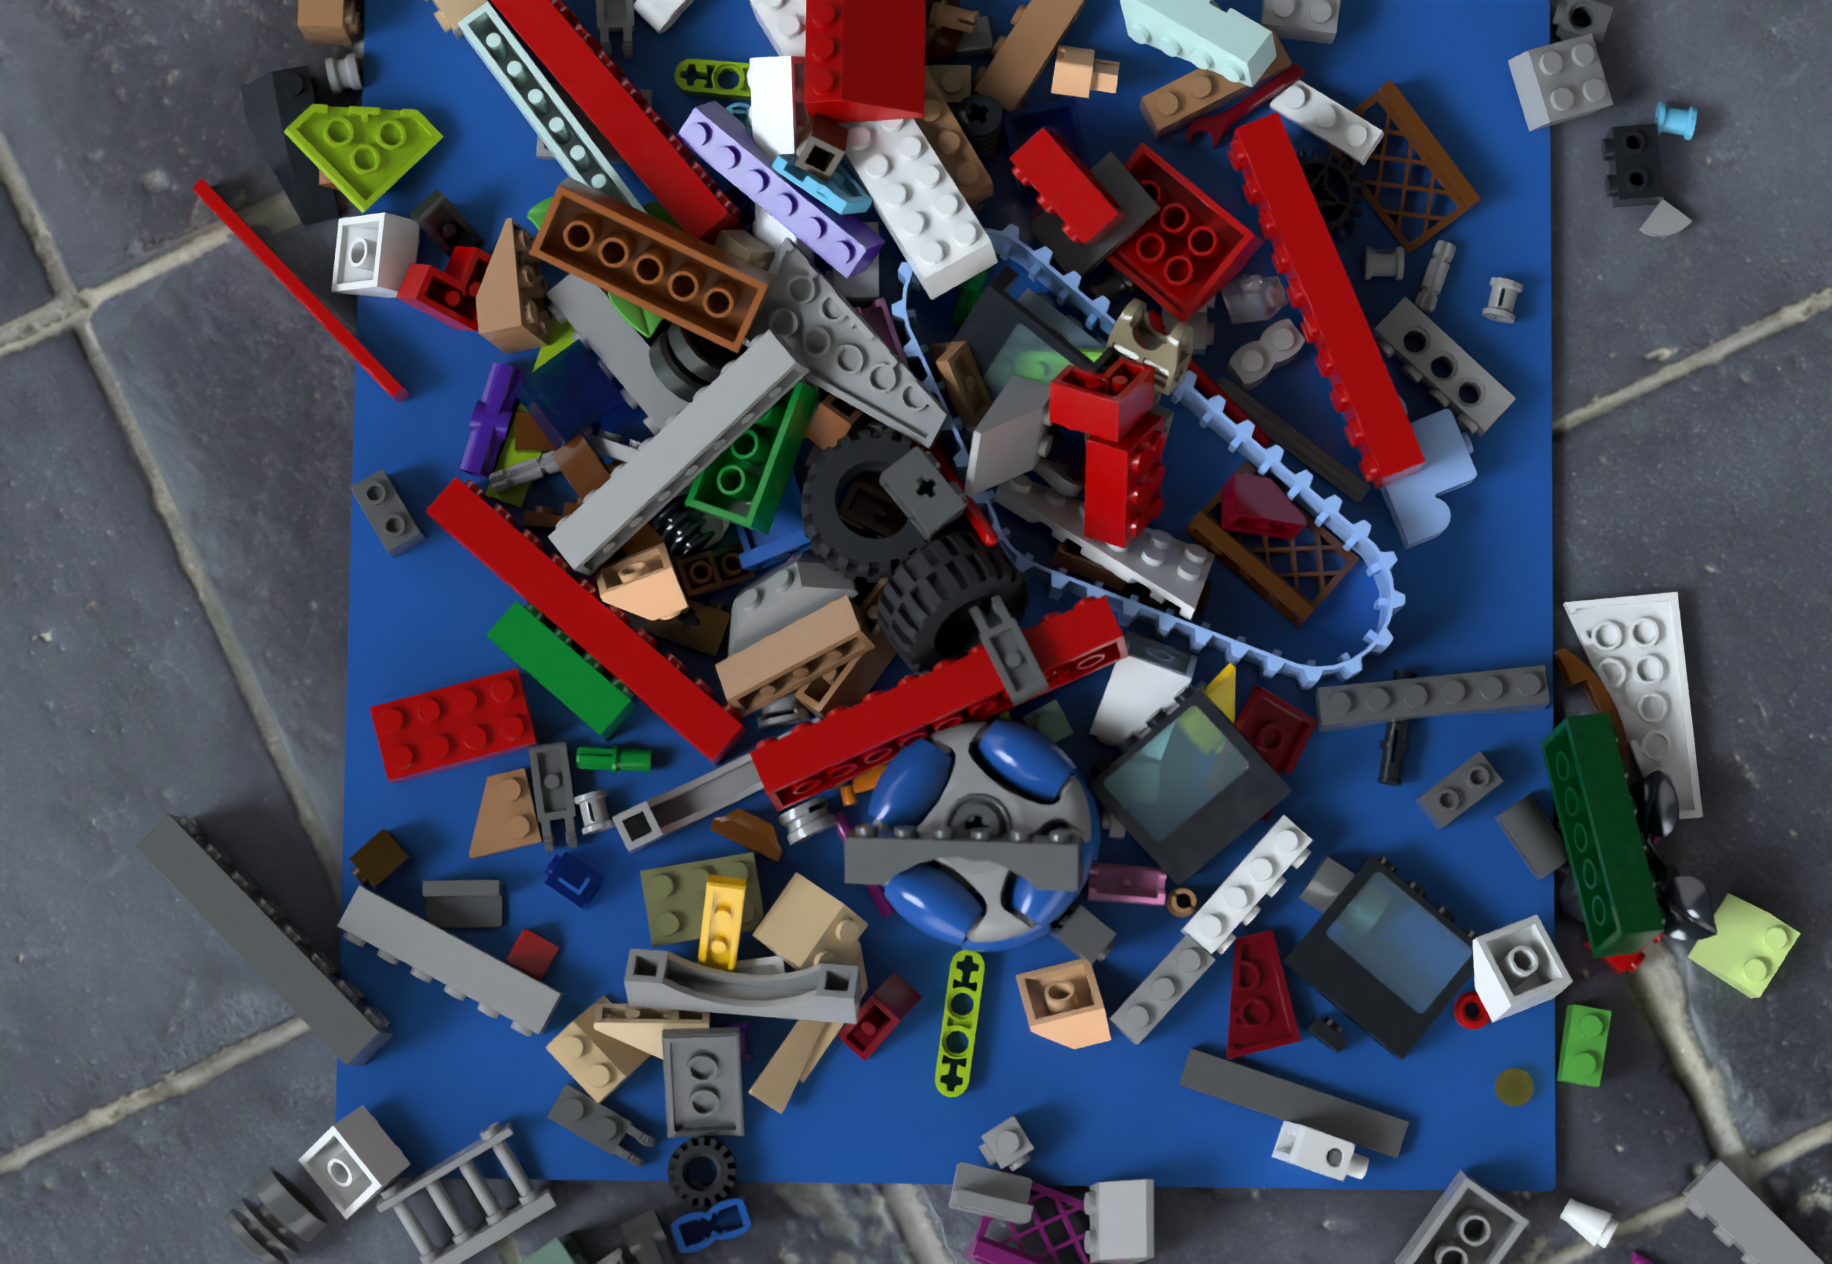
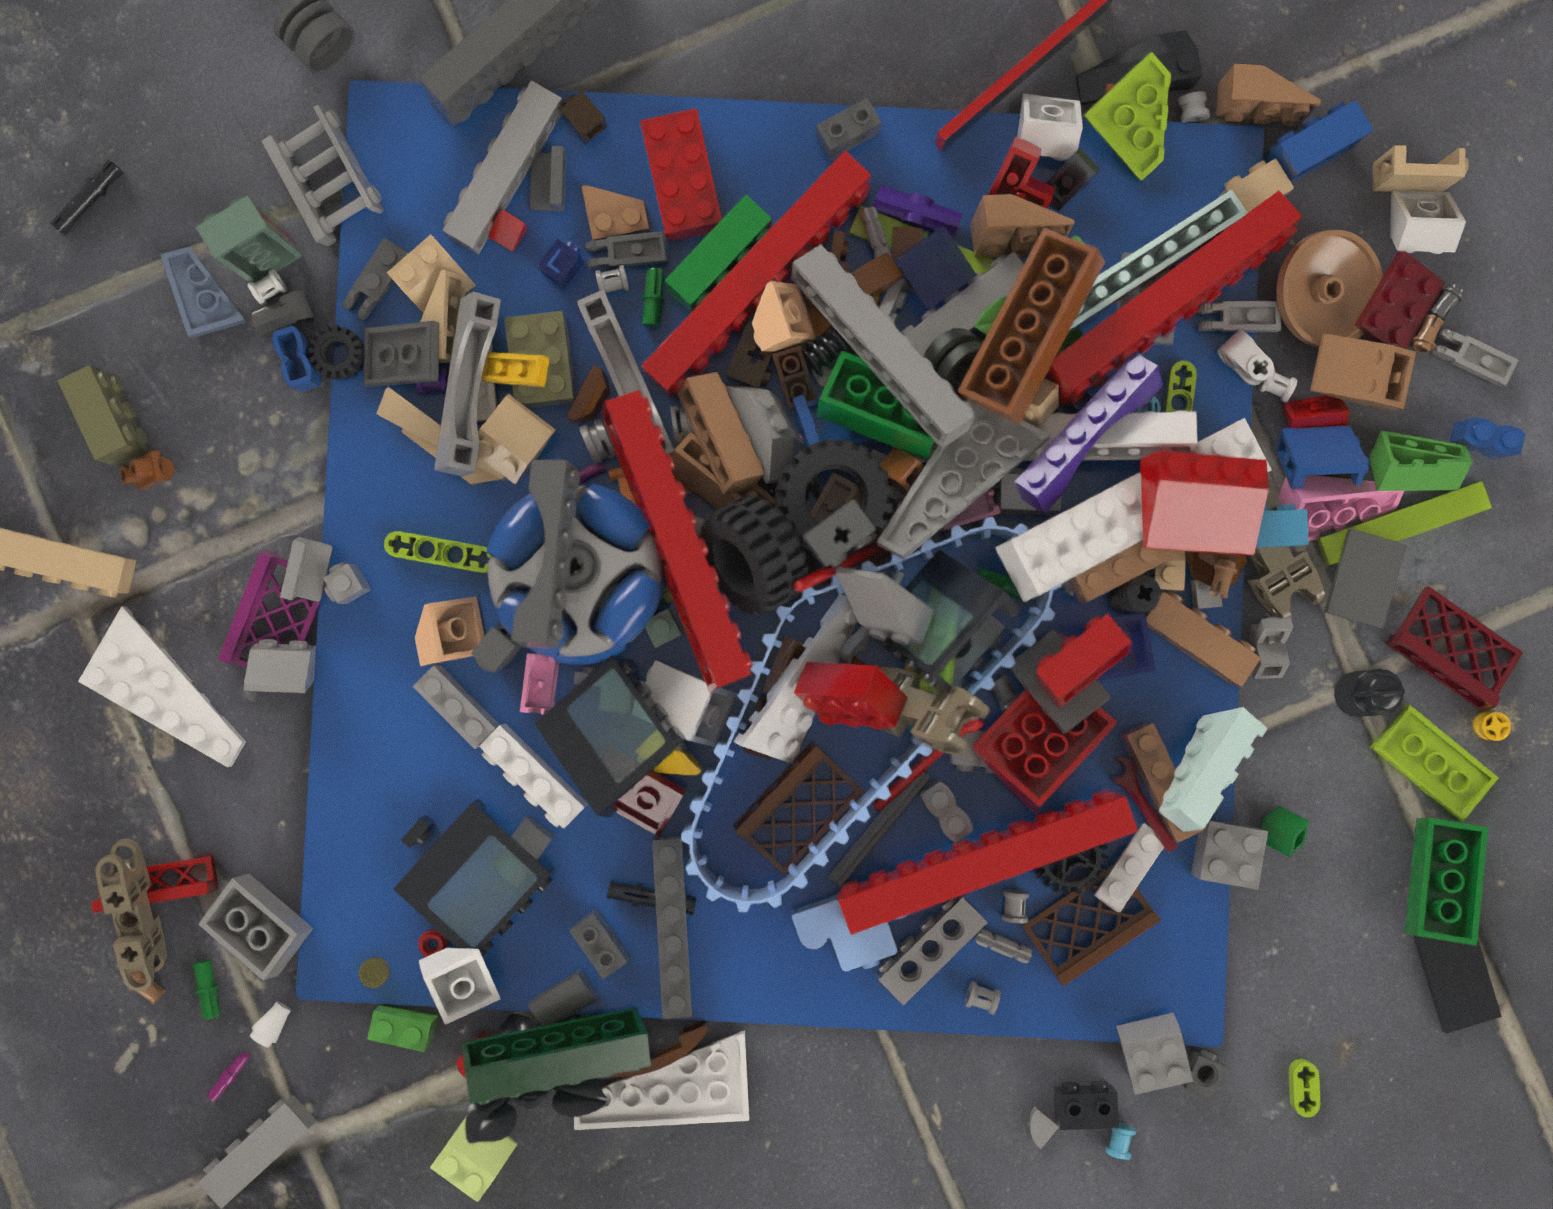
camera: 90 degrees right, 5 degrees up
(354, 1161) = (357, 93): white slope -> none
(821, 147) = (1121, 464): dark brown brick -> none
(839, 193) = (1095, 467): medium azure wing -> none
(880, 1016) = (448, 493): dark red slope -> none
(962, 380) = (932, 571): medium nougat panel -> none
(1010, 654) = (705, 596): dark grey hinge -> none
(1079, 72) = (1175, 675): light nougat piece -> none
(1102, 403) = (905, 678): red brick -> none
(1175, 909) = (531, 728): medium nougat pin -> none
(1253, 298) = (990, 803): clear brick -> none
(1259, 507) = (825, 799): dark red slope -> none
(1259, 998) = (448, 781): dark red wing -> none
(1293, 1103) = (369, 803): dark grey tile -> none
(1309, 1148) = (327, 819): white torso -> none

